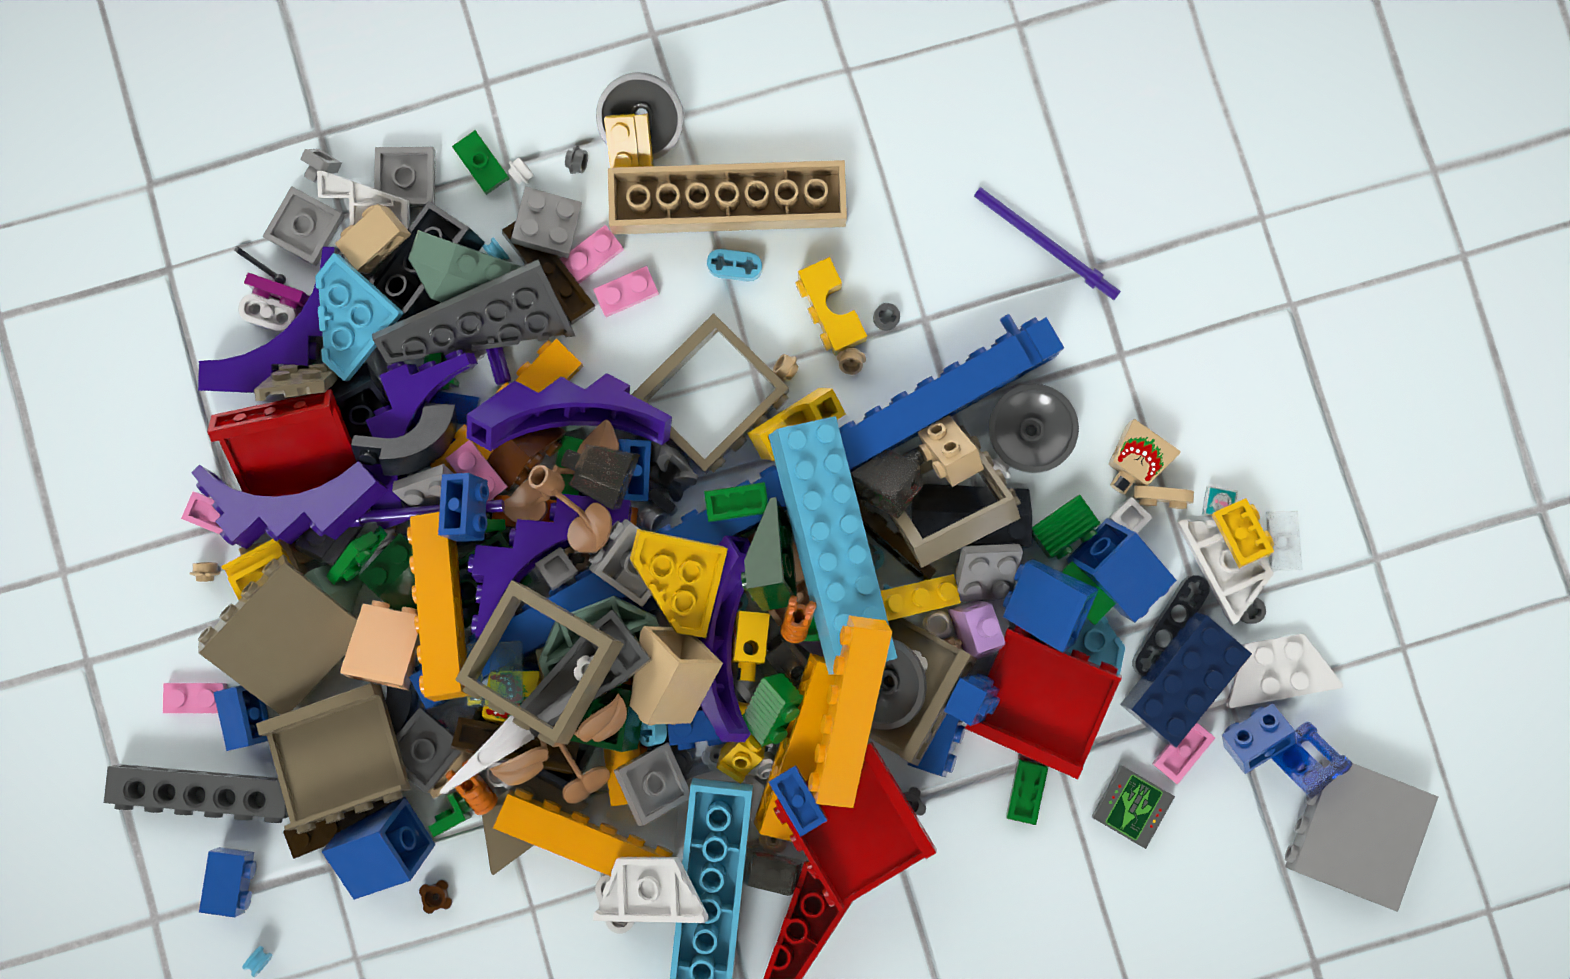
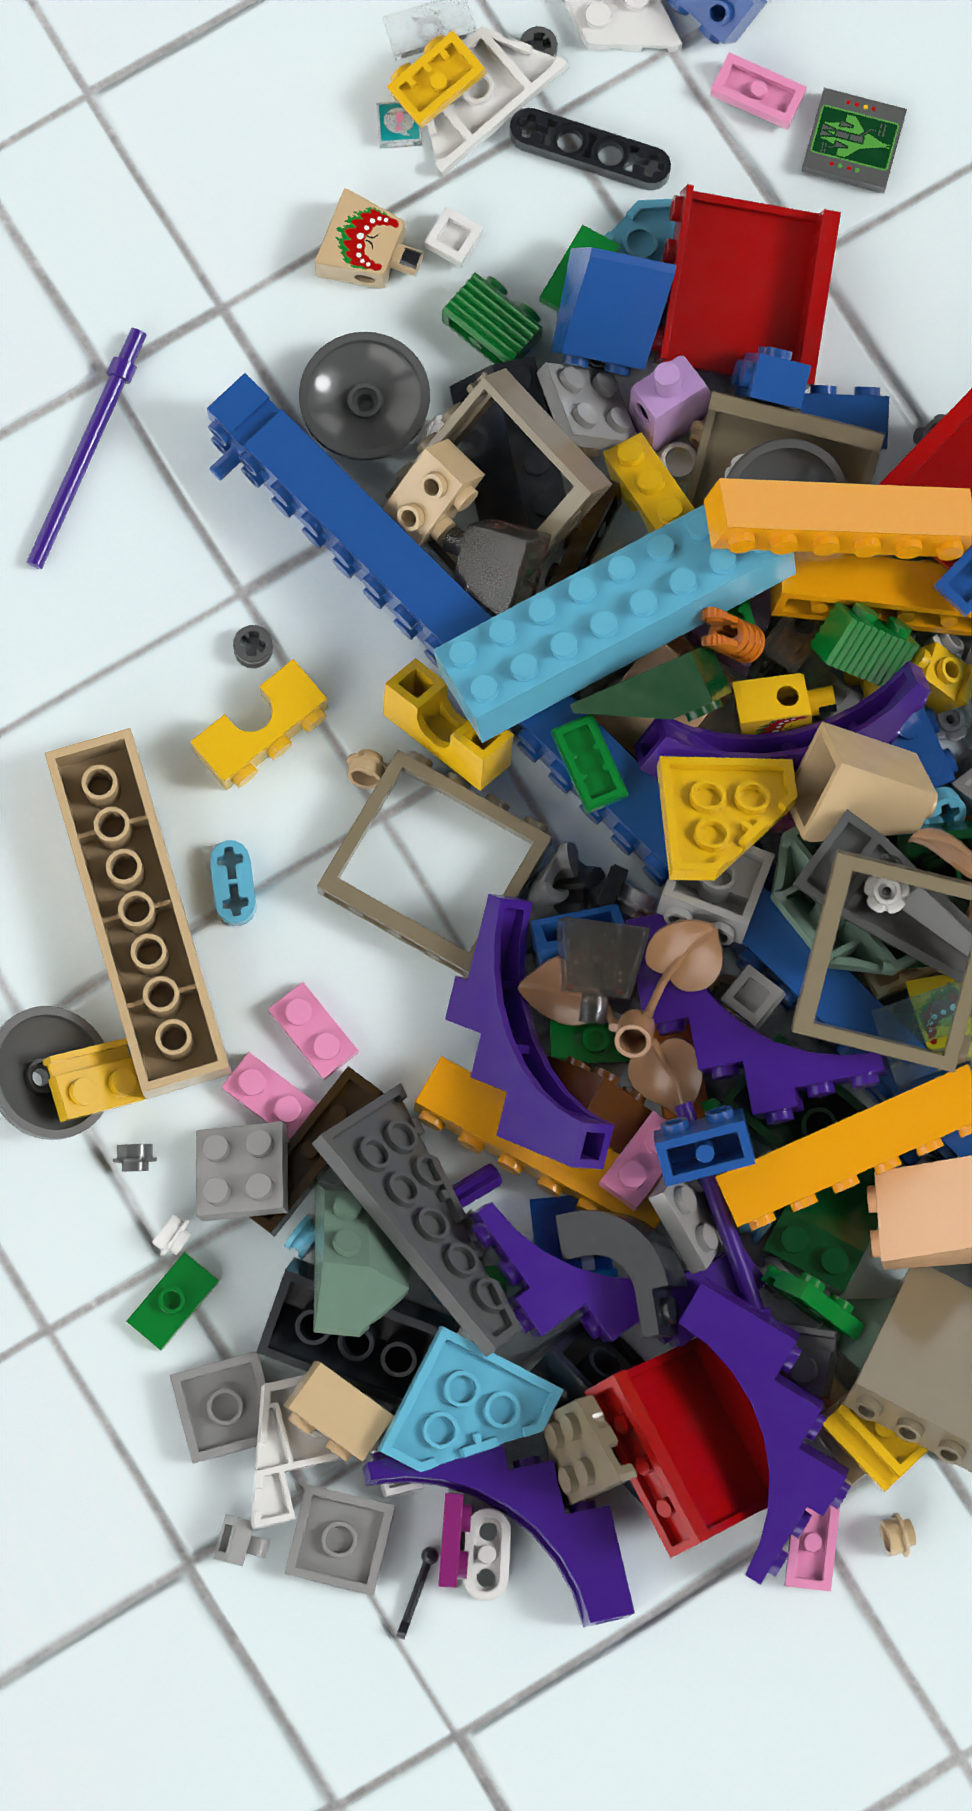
camera: 110 degrees left, 5 degrees down
(851, 360) = (332, 677): tan plate -> none
(1026, 791) = (875, 284): green plate -> none
(1123, 569) = (529, 228): blue slope -> none
(1175, 497) = (409, 182): tan plate -> none
(1186, 679) = (660, 108): dark blue brick -> none

